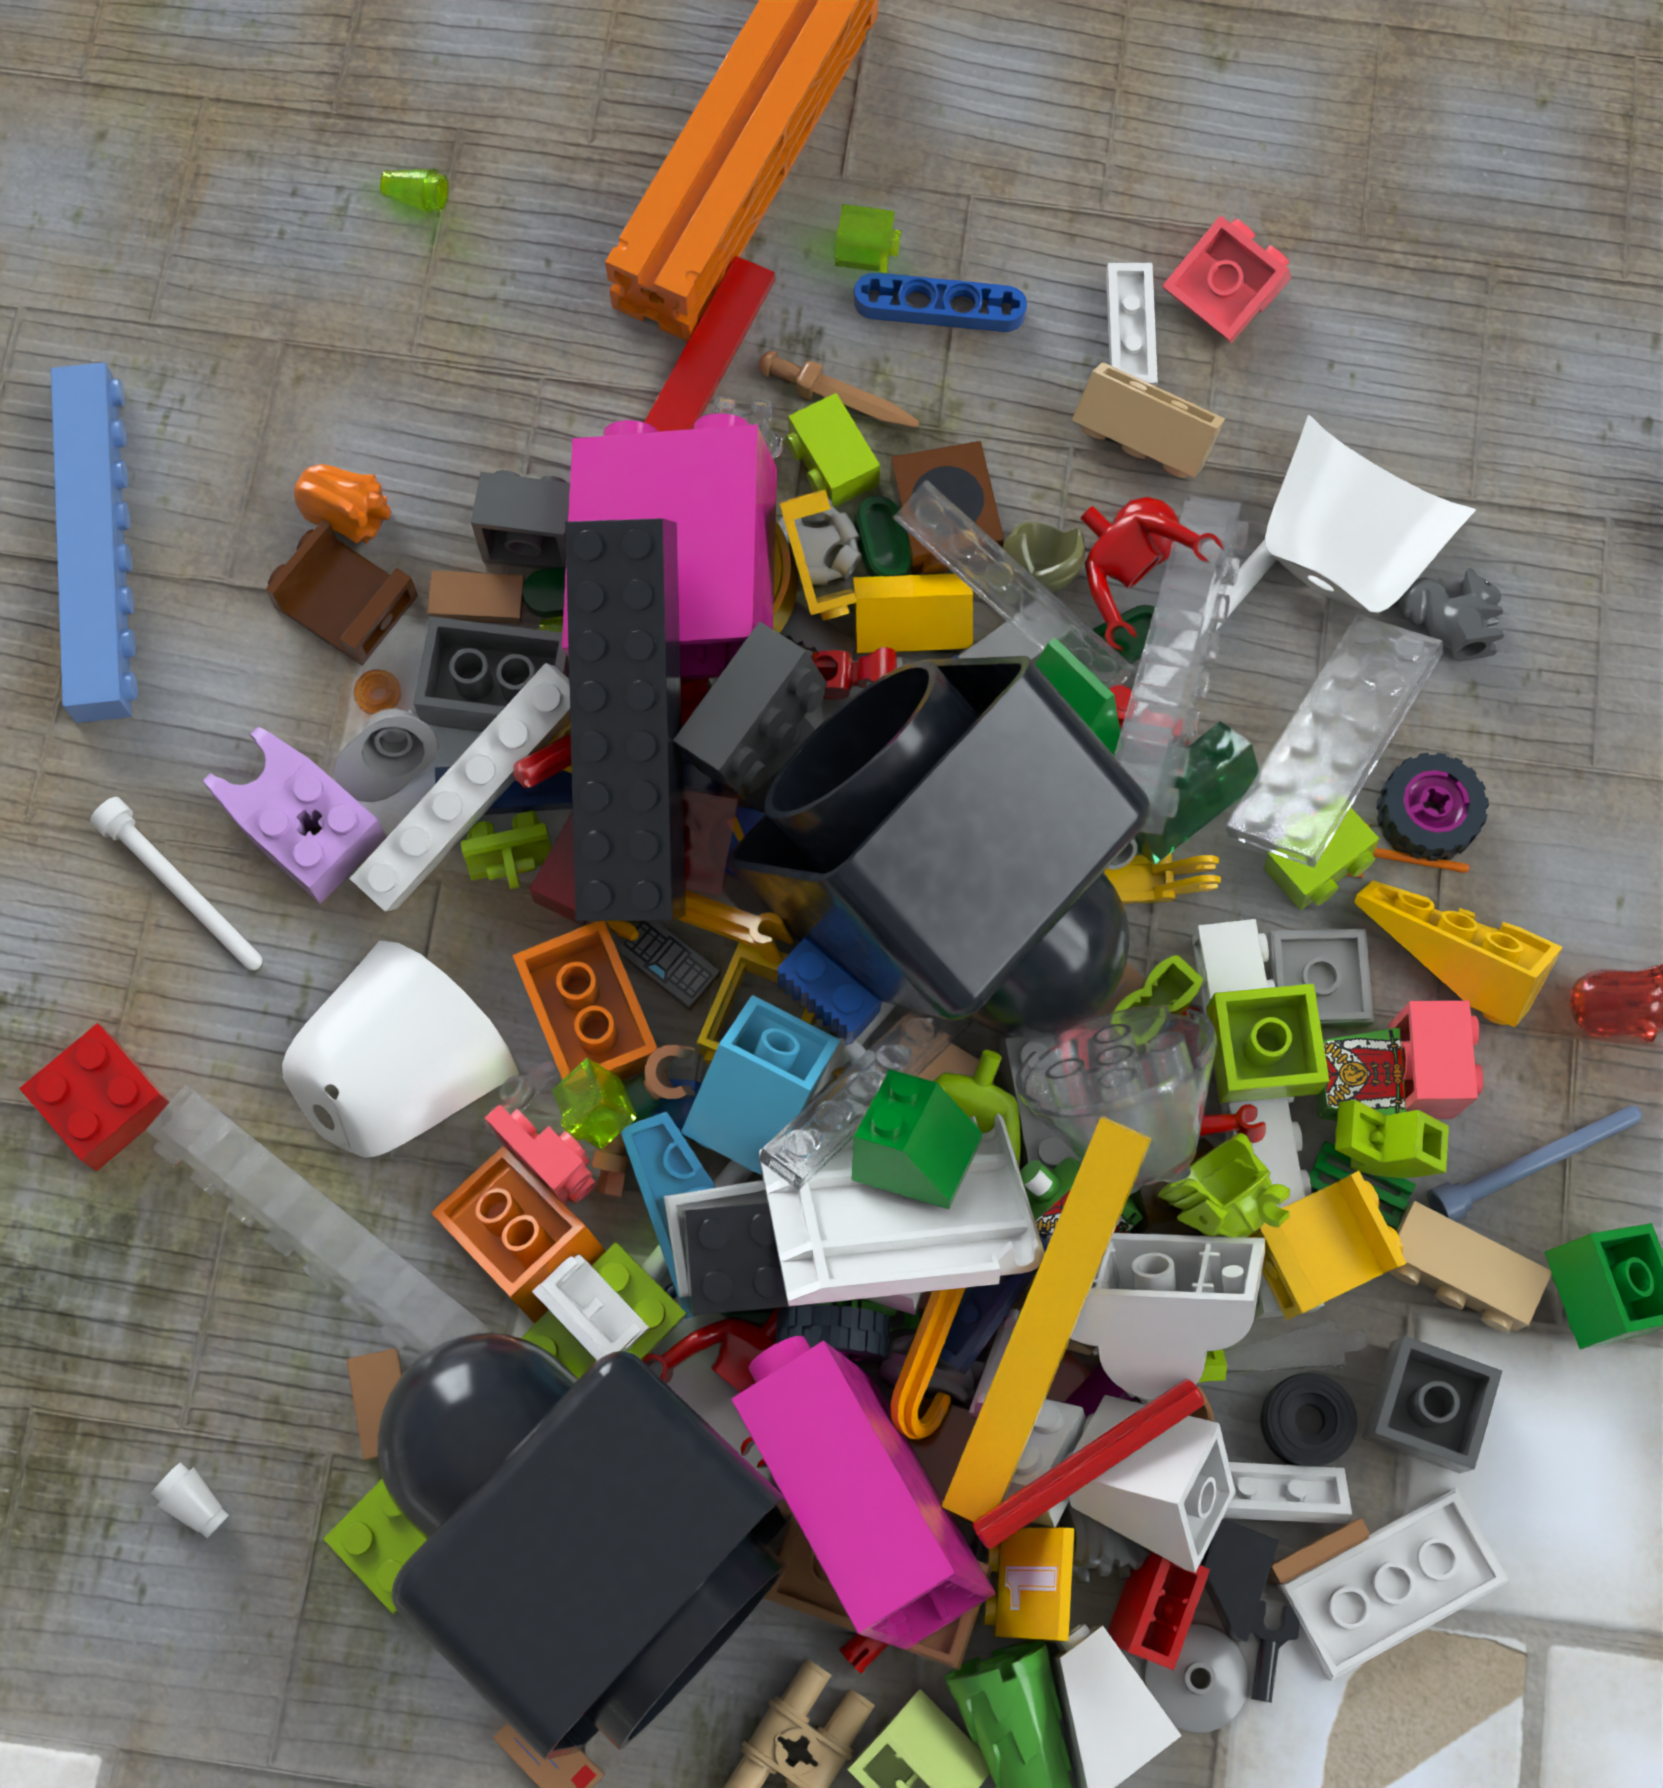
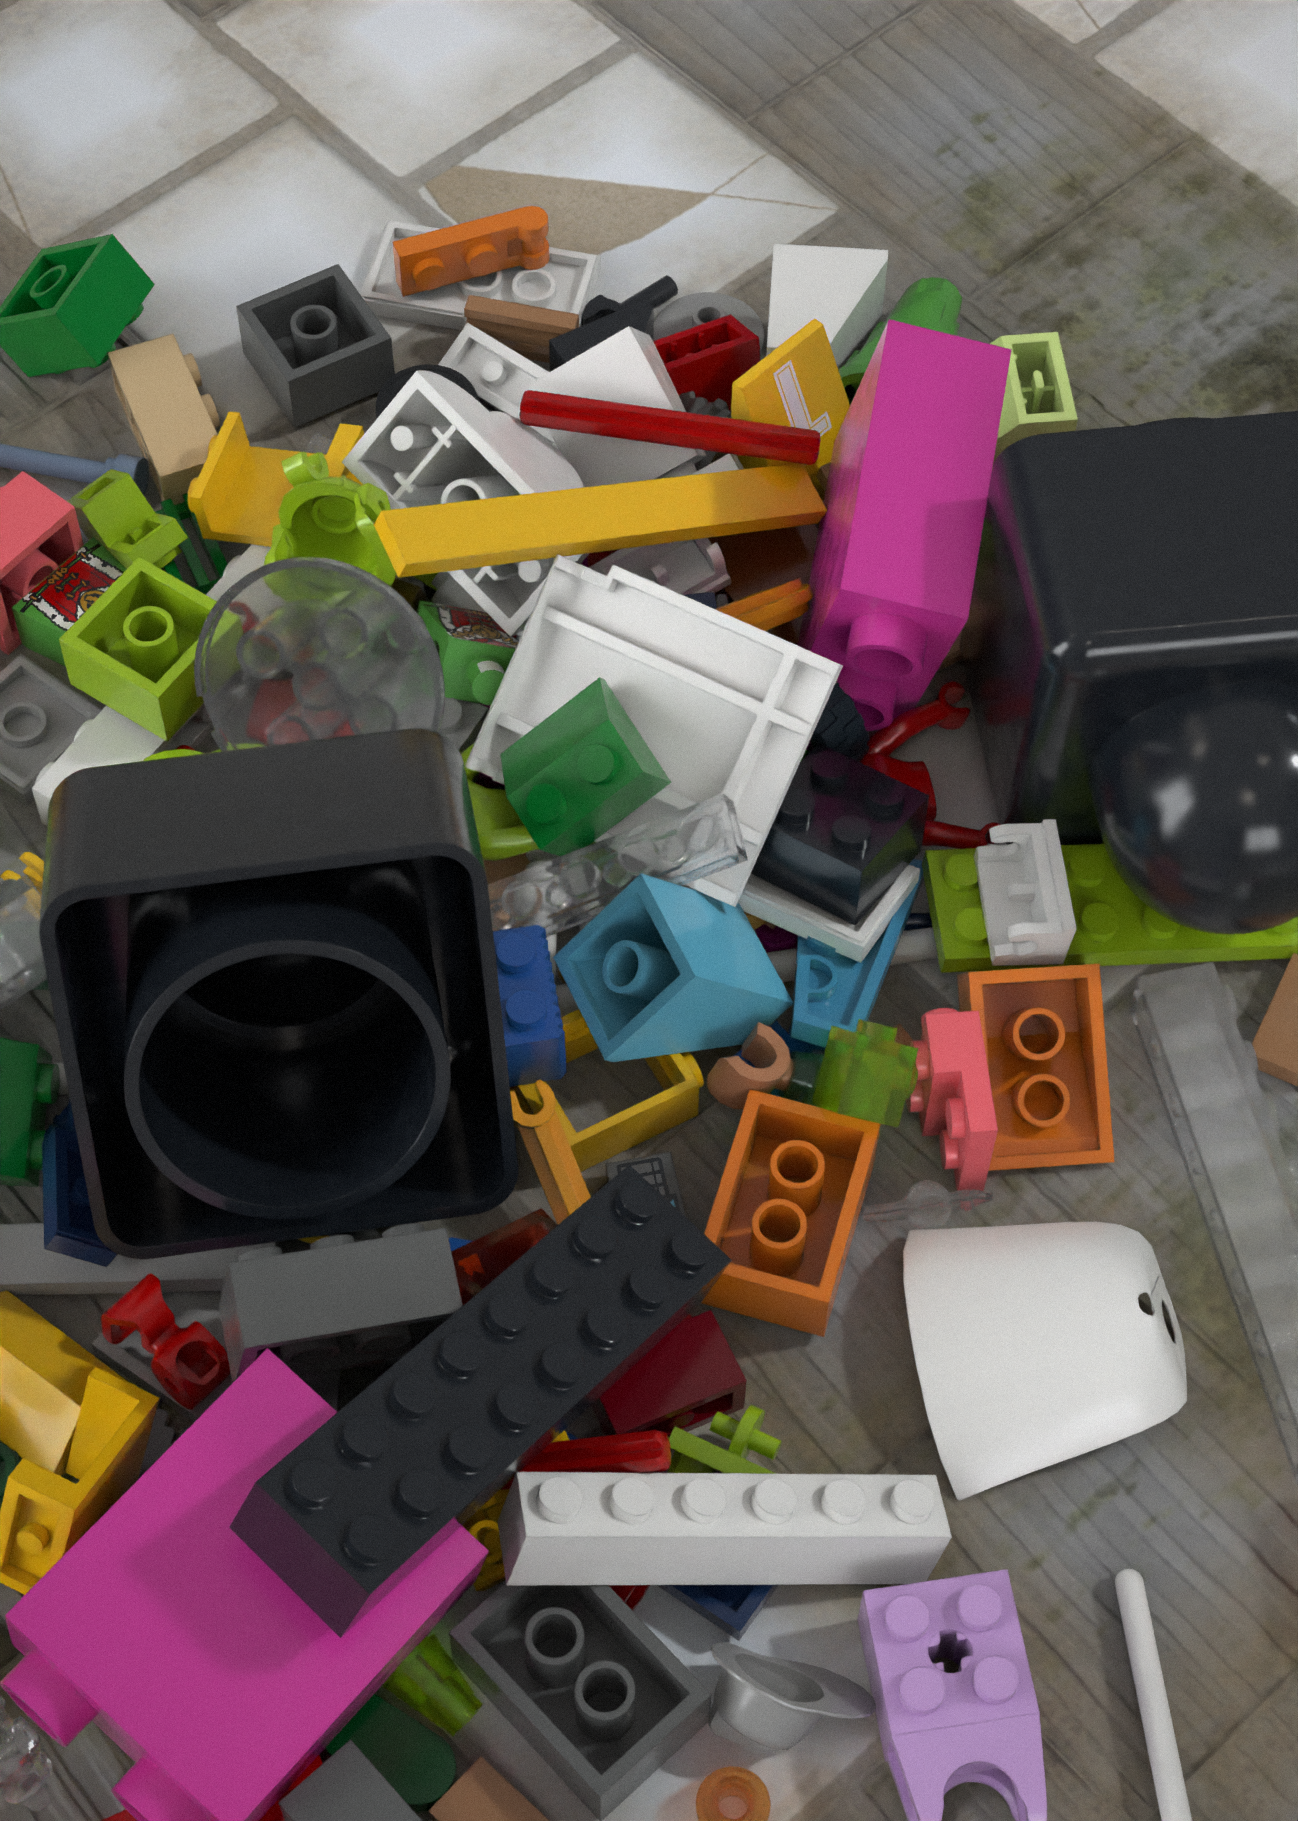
camera: 140 degrees left, 15 degrees down
(1408, 1583) = (472, 250): none -> orange plate

